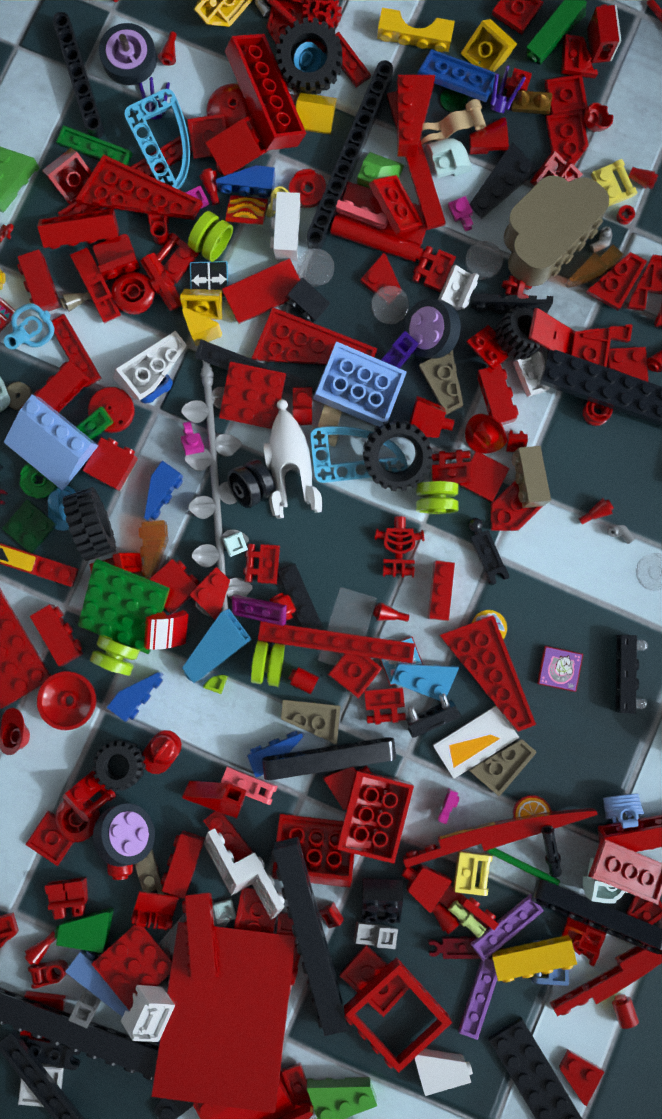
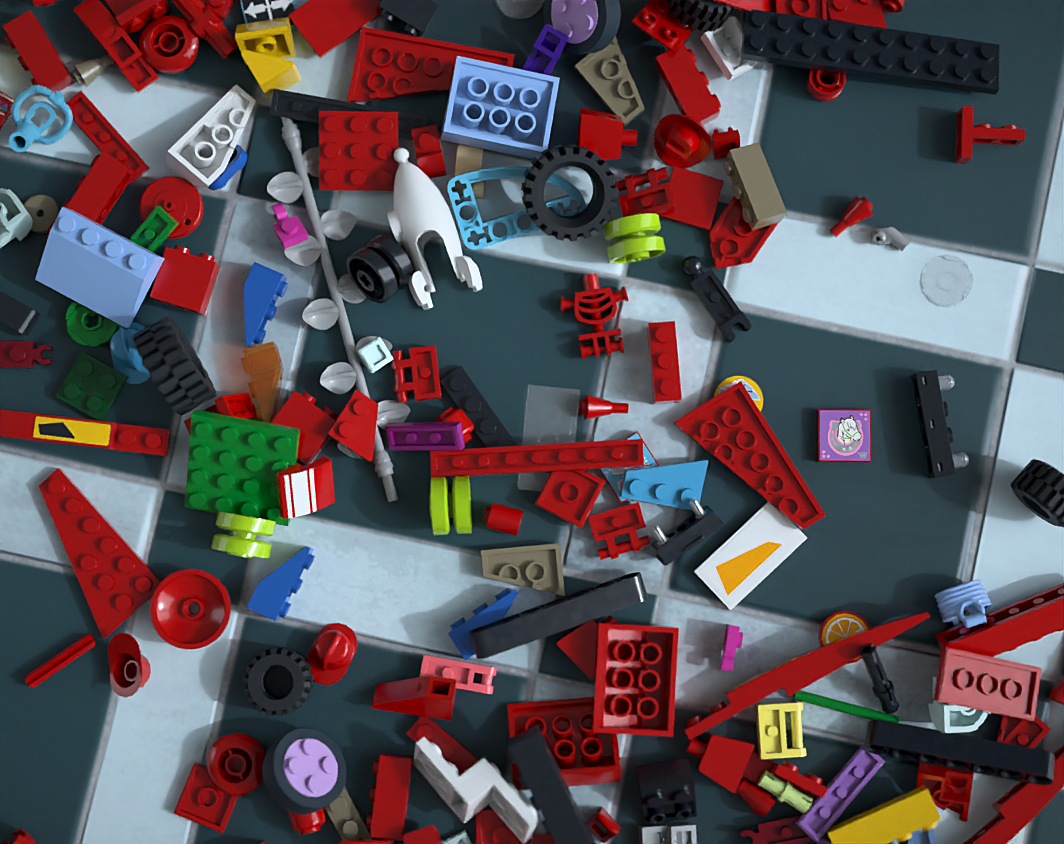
camera: 10 degrees left, 0 degrees up
(57, 634) = (159, 524): red brick -> none
(83, 792) = (239, 725): red plate -> none
(216, 683) = (387, 547): lime tile -> none
(218, 644) = (379, 494): dark azure slope -> none
(503, 767) = (794, 580): dark tan wing -> none

